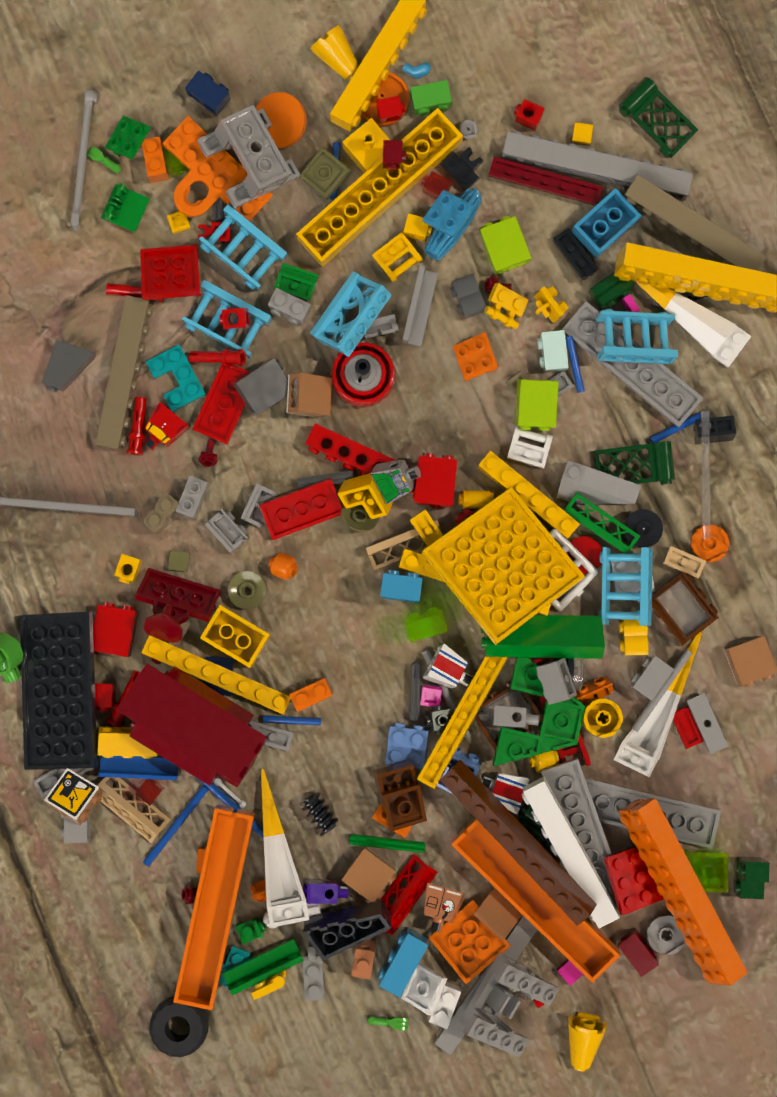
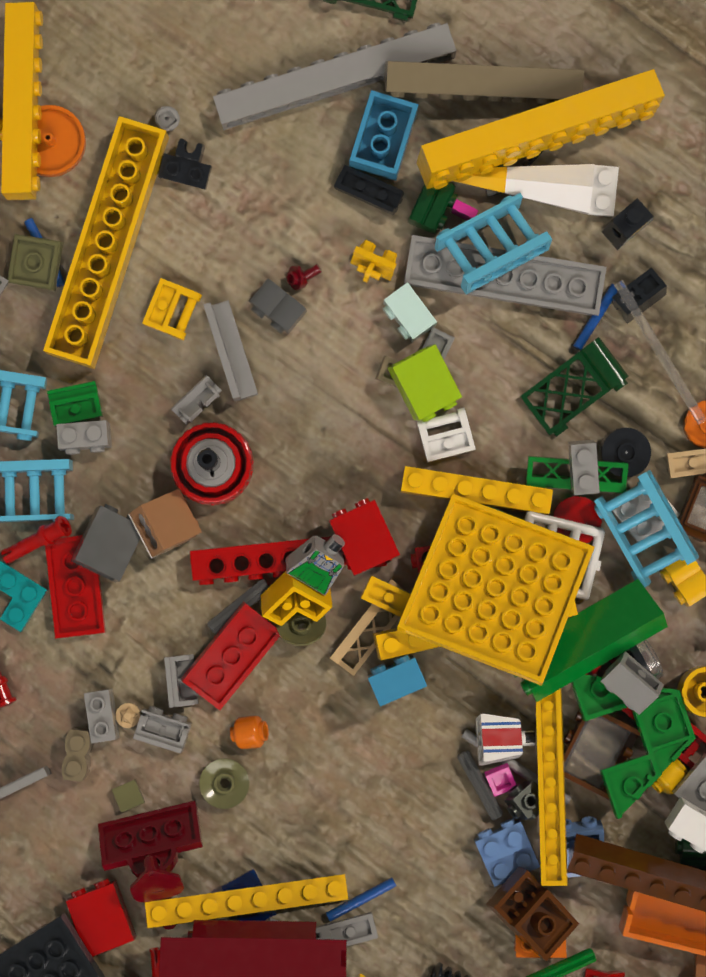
camera: 30 degrees left, 0 degrees up
(126, 560) = (78, 827): yellow brick -> none
(164, 427) = (22, 655): red torso -> none
(208, 458) = (91, 660): dark red plate -> none
(210, 508) = (128, 715): none -> tan tile
(235, 636) = (242, 844): yellow brick -> none
(243, 318) = (37, 478): red brick -> none
(311, 694) = (366, 858): orange brick -> none
(348, 297) = (143, 388): medium azure fence -> none
(365, 145) = (64, 203): yellow brick -> none
(390, 109) = (66, 148): red brick -> none
(393, 155) = (100, 198): dark red brick -> none
(416, 228) = (175, 262): yellow brick -> none
(418, 71) = (72, 86): dark azure arm -> none
(425, 625) = (448, 705): clear neon green brick -> none
(429, 97) = (104, 108): bright green brick -> none
(435, 184) = (169, 203): clear red brick -> none
(450, 219) = (207, 233): dark azure plate -> none
(475, 356) = (325, 369): orange hinge -> none
(475, 499) = (420, 529): yellow head -> none
(504, 245) = (284, 225): lime brick -> none
(505, 717) = (599, 755): light grey torso -> none
(507, 300) = (326, 285): yellow plate -> none
(507, 789) = (647, 834): torso -> none
(529, 122) = (233, 70): red brick -> none
(545, 181) = (288, 127): dark red plate -> none
(574, 364) = (441, 313): blue bar -> none
(582, 133) = (297, 49): yellow tile -> none
(595, 486) = (545, 436): light grey wedge -> none
(600, 686) = (683, 657): orange hinge -> none
(609, 520) = (583, 467): none -> light grey brick
(736, 377) = (628, 224): none -> black torso

